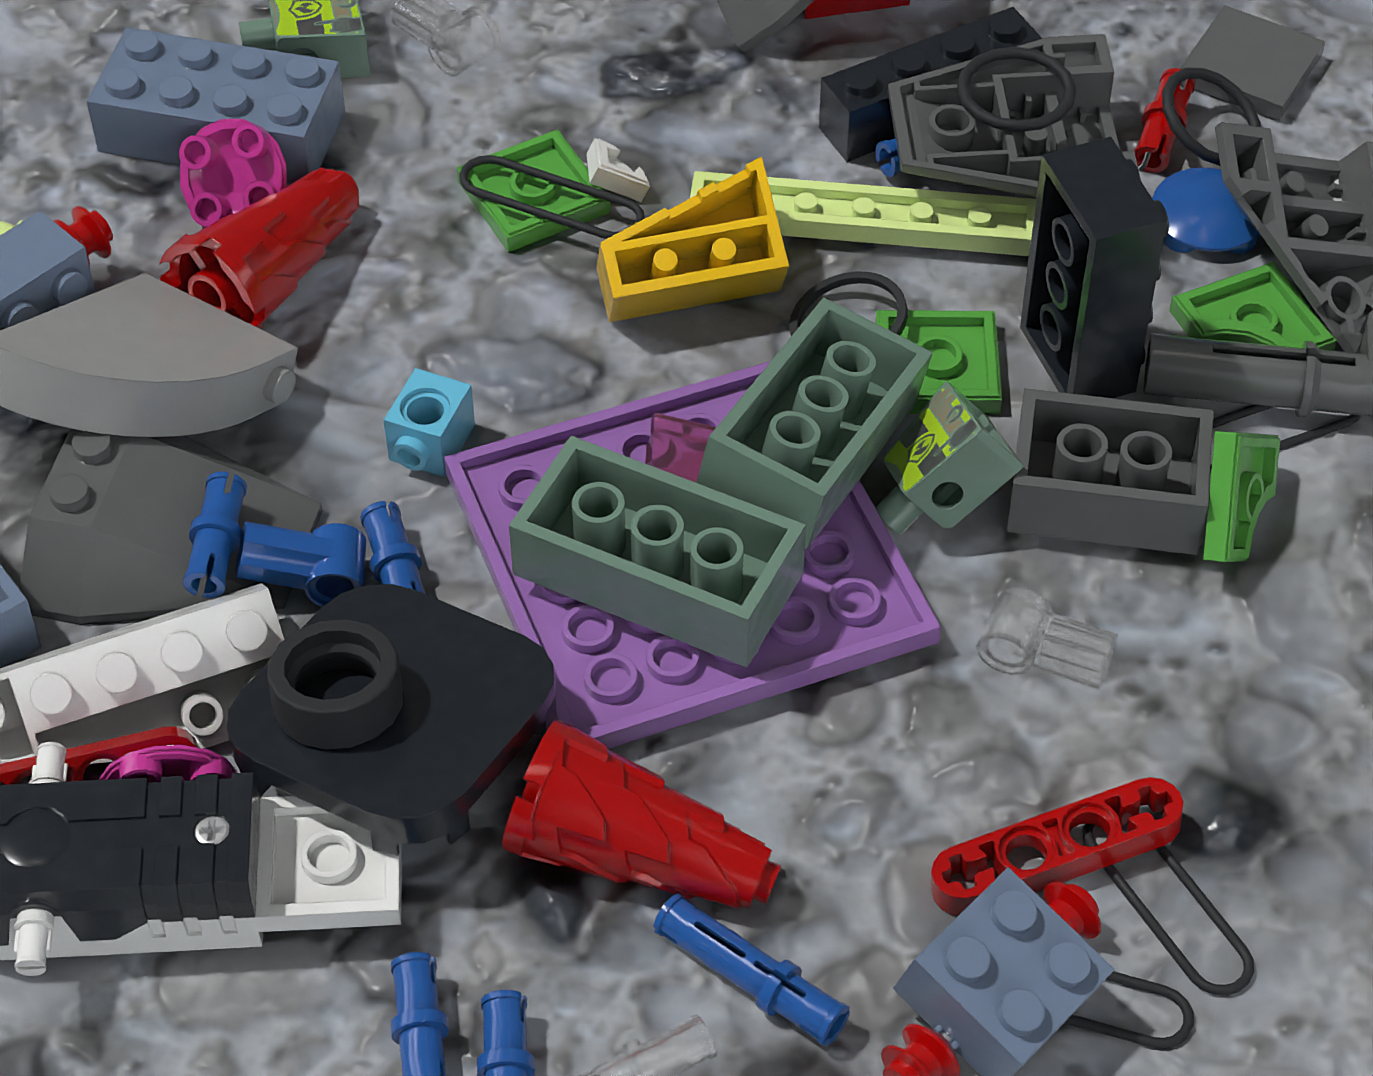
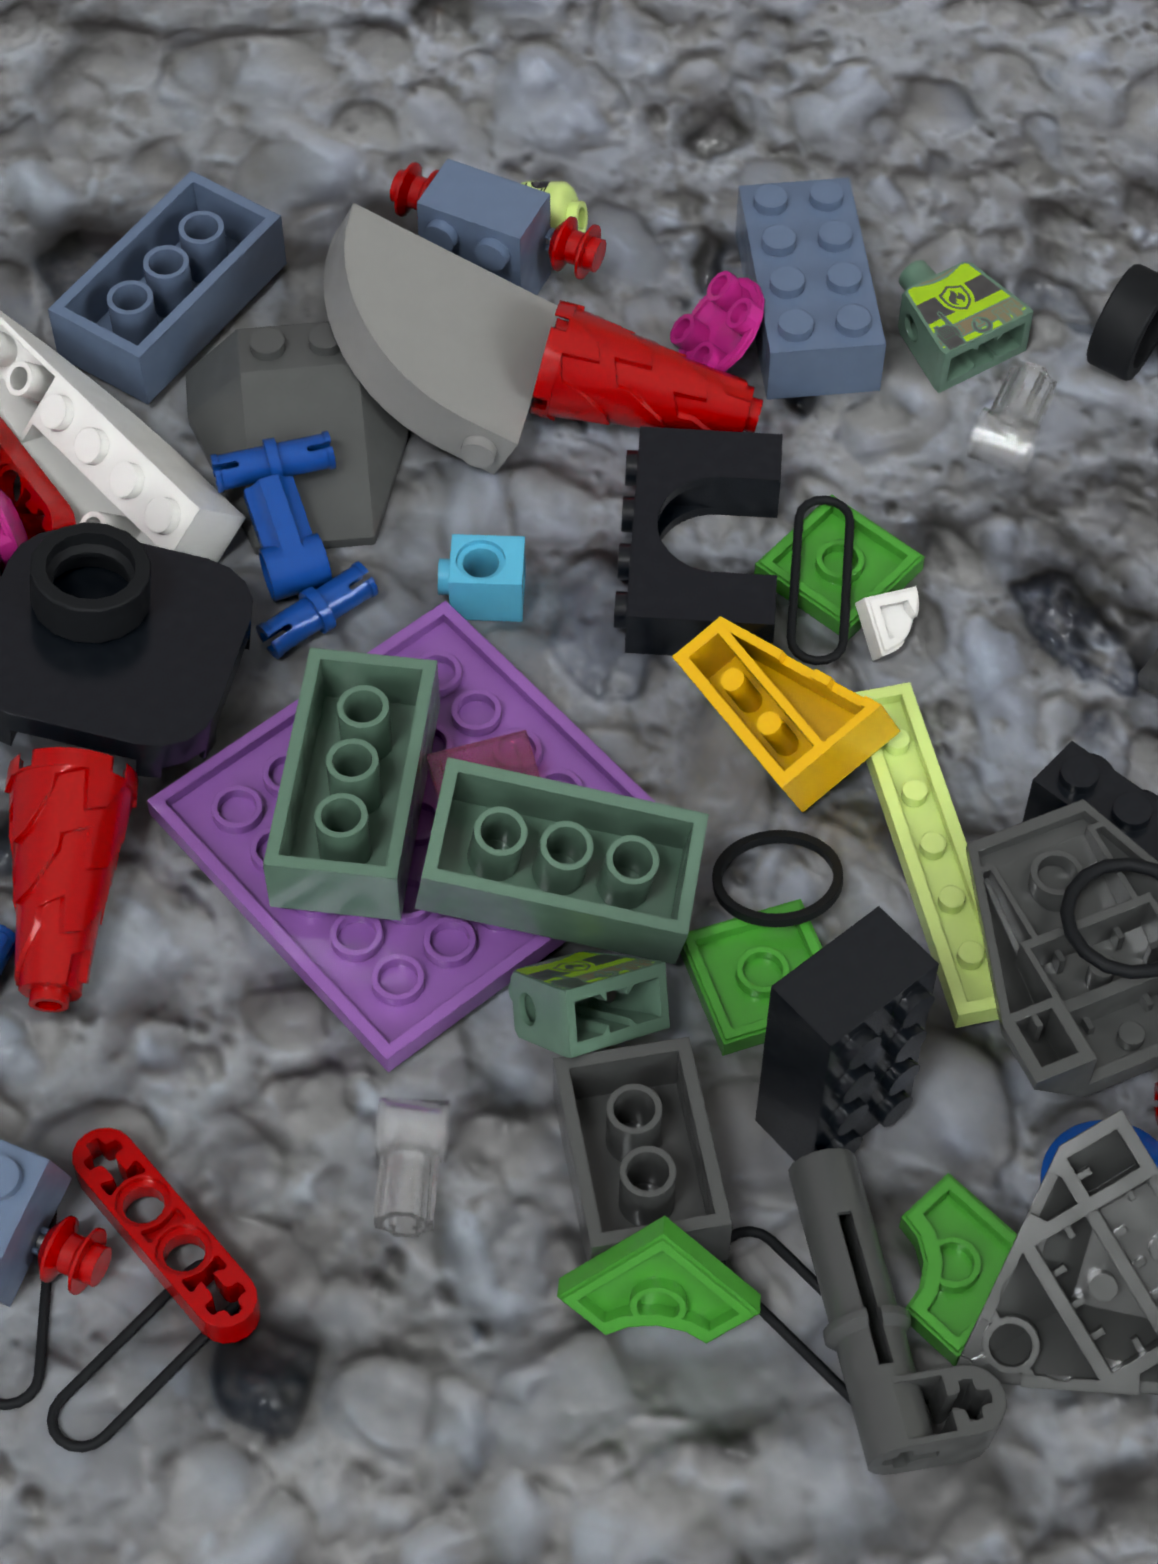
camera: 70 degrees right, 5 degrees up
(513, 308) = (677, 479): none -> black arch

